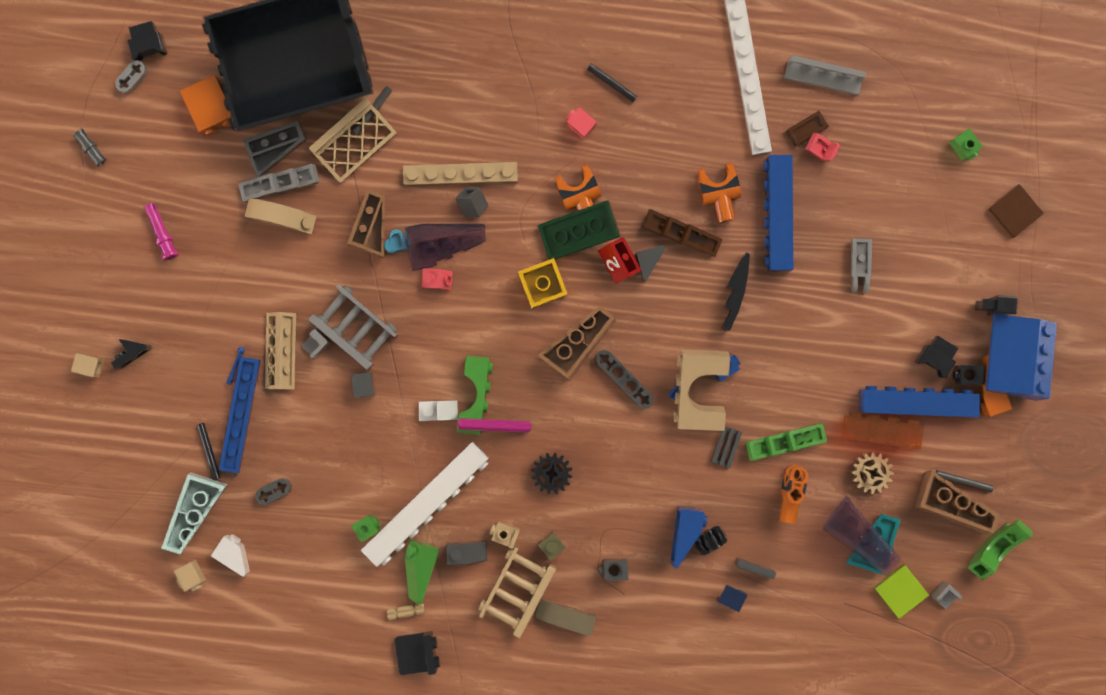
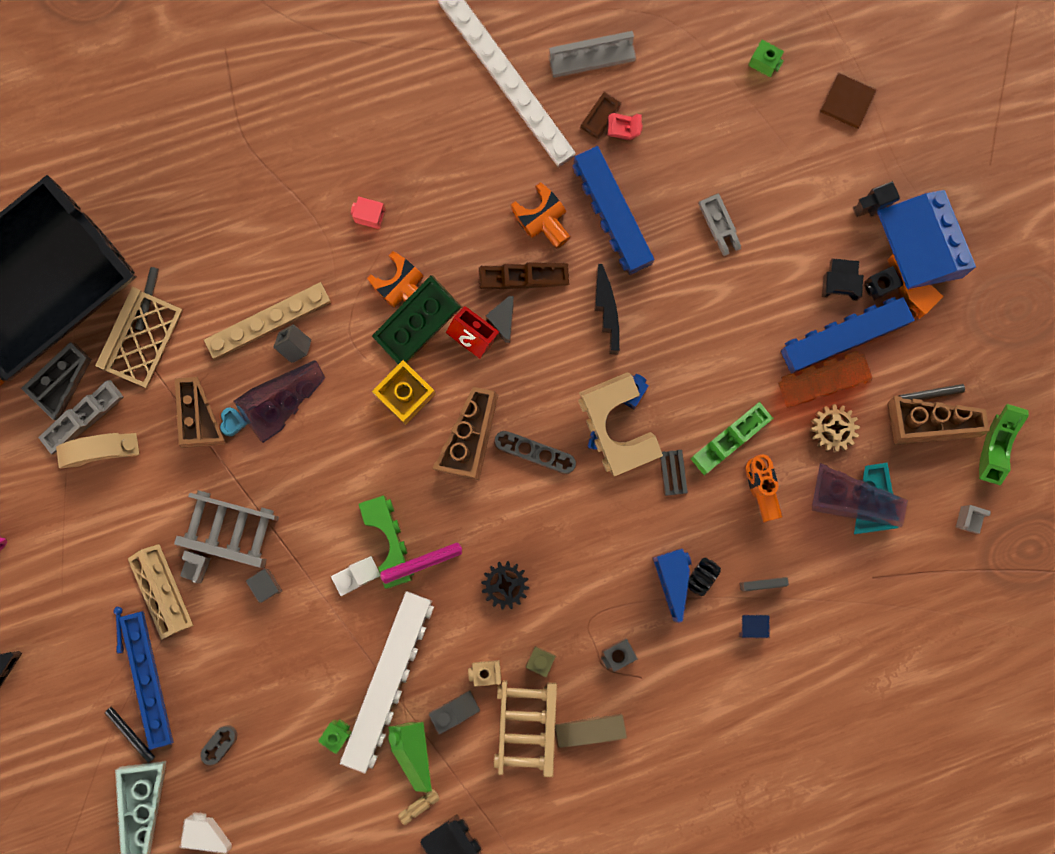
camera: 30 degrees left, 5 degrees down
(437, 279) = (292, 439): coral bracket -> none
(611, 82) = (372, 157): black bar -> none
(901, 591) = (924, 536): lime tile -> none

